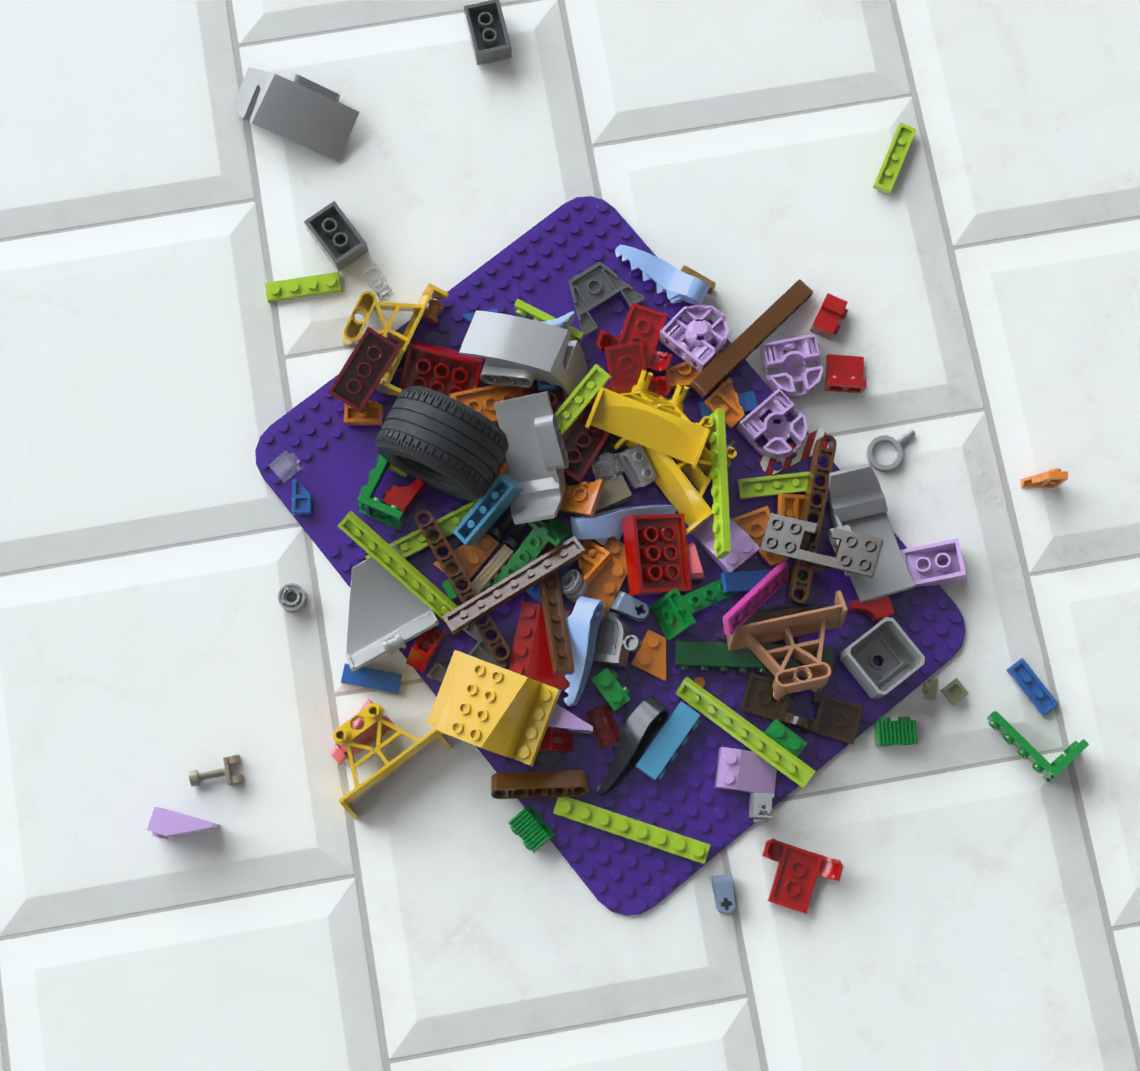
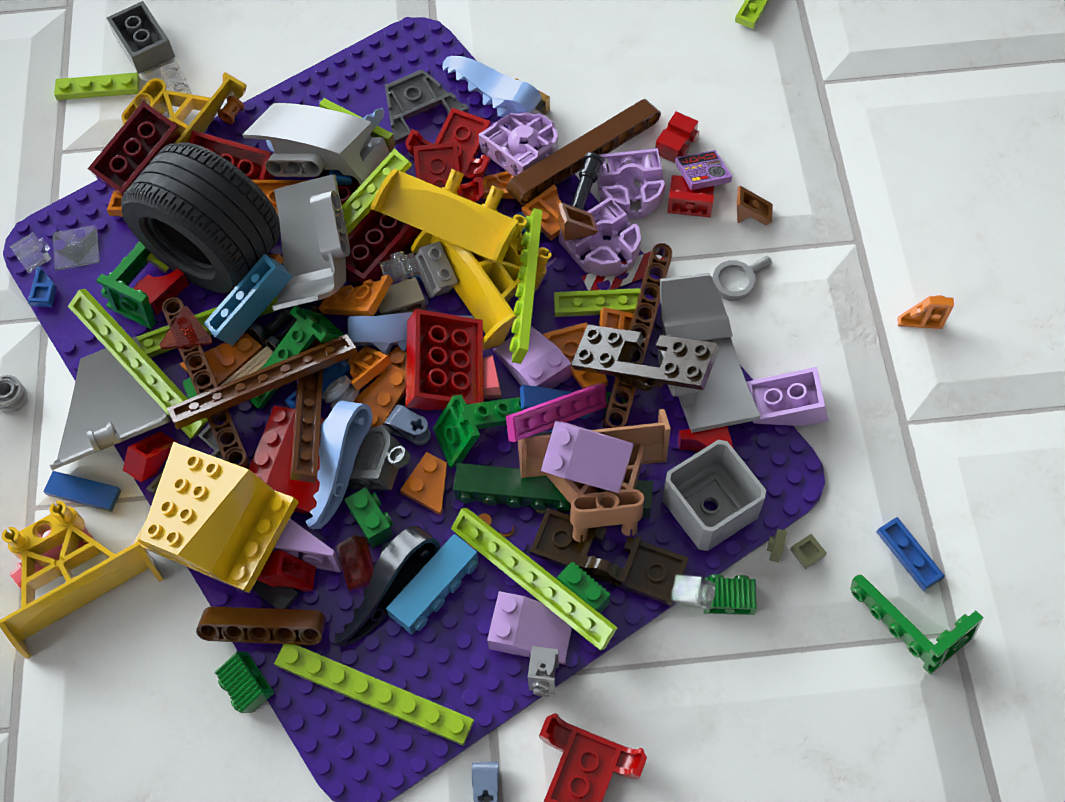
camera: 10 degrees right, 15 degrees down
(320, 456) = (76, 247): none -> clear piece
(440, 542) = (185, 332): none -> clear red piece
(754, 419) = (575, 222): none -> dark orange slope
(758, 367) = (587, 176): none -> black pin
(786, 642) = (587, 457): none -> lavender slope
(854, 348) = (703, 170): none -> tile
(869, 734) = (693, 591): none -> clear brick
(898, 384) = (753, 206): none -> dark orange slope

